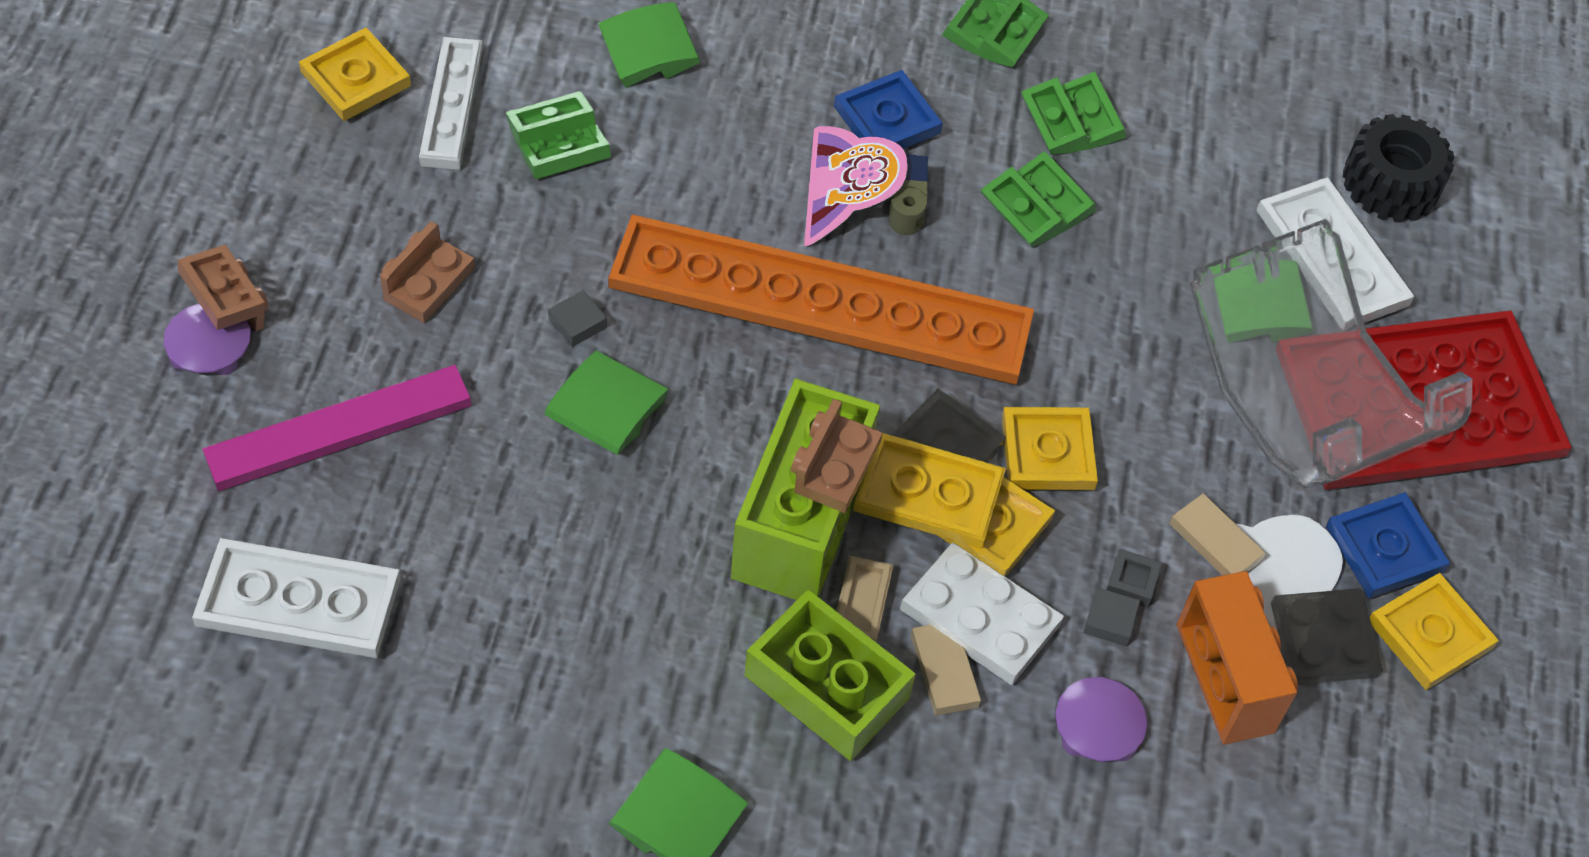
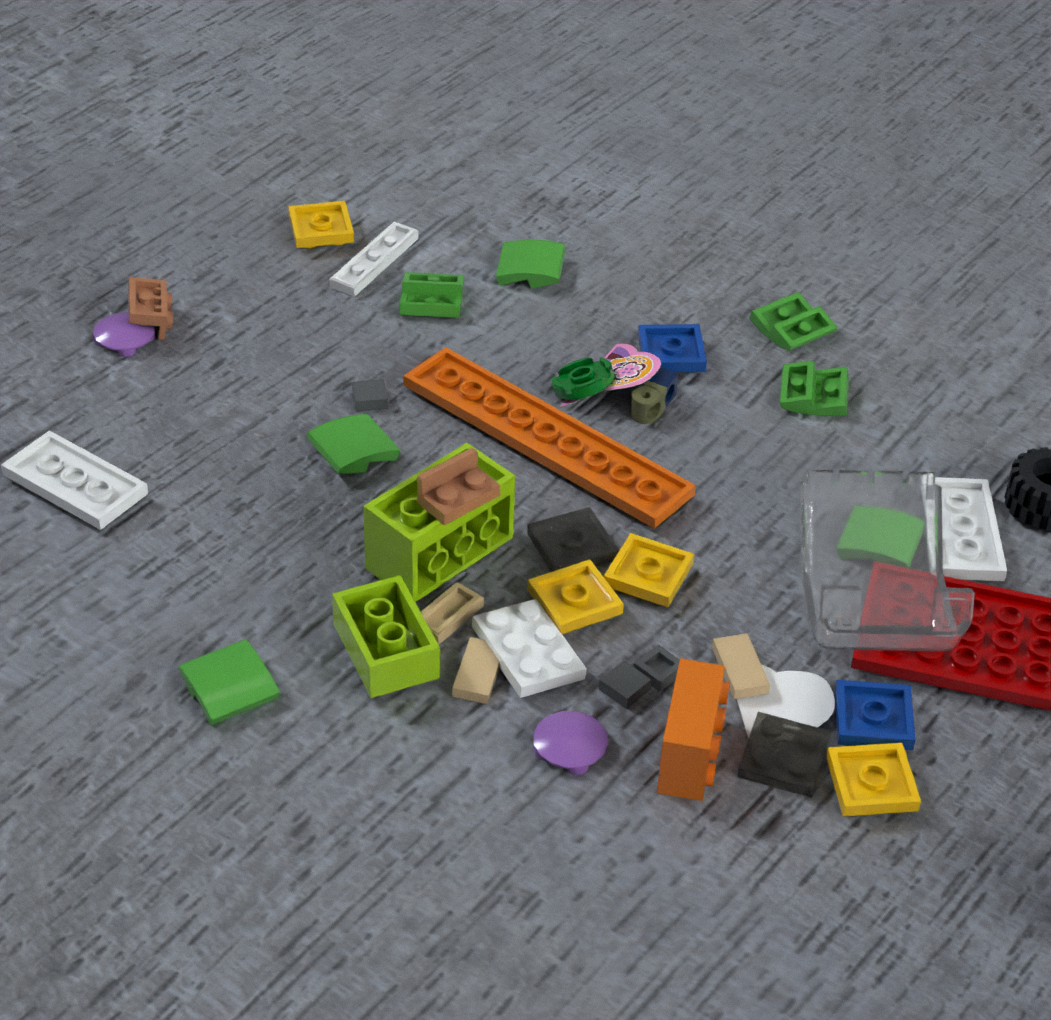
camera: 30 degrees right, 15 degrees down
(336, 427) = (170, 402): dark pink tile -> none
(424, 273) = (285, 338): nougat bracket -> none
(818, 200) = (583, 378): none -> green tile
(930, 490) = (537, 559): yellow tile -> none
(1038, 199) = (750, 430): bright green slope -> none

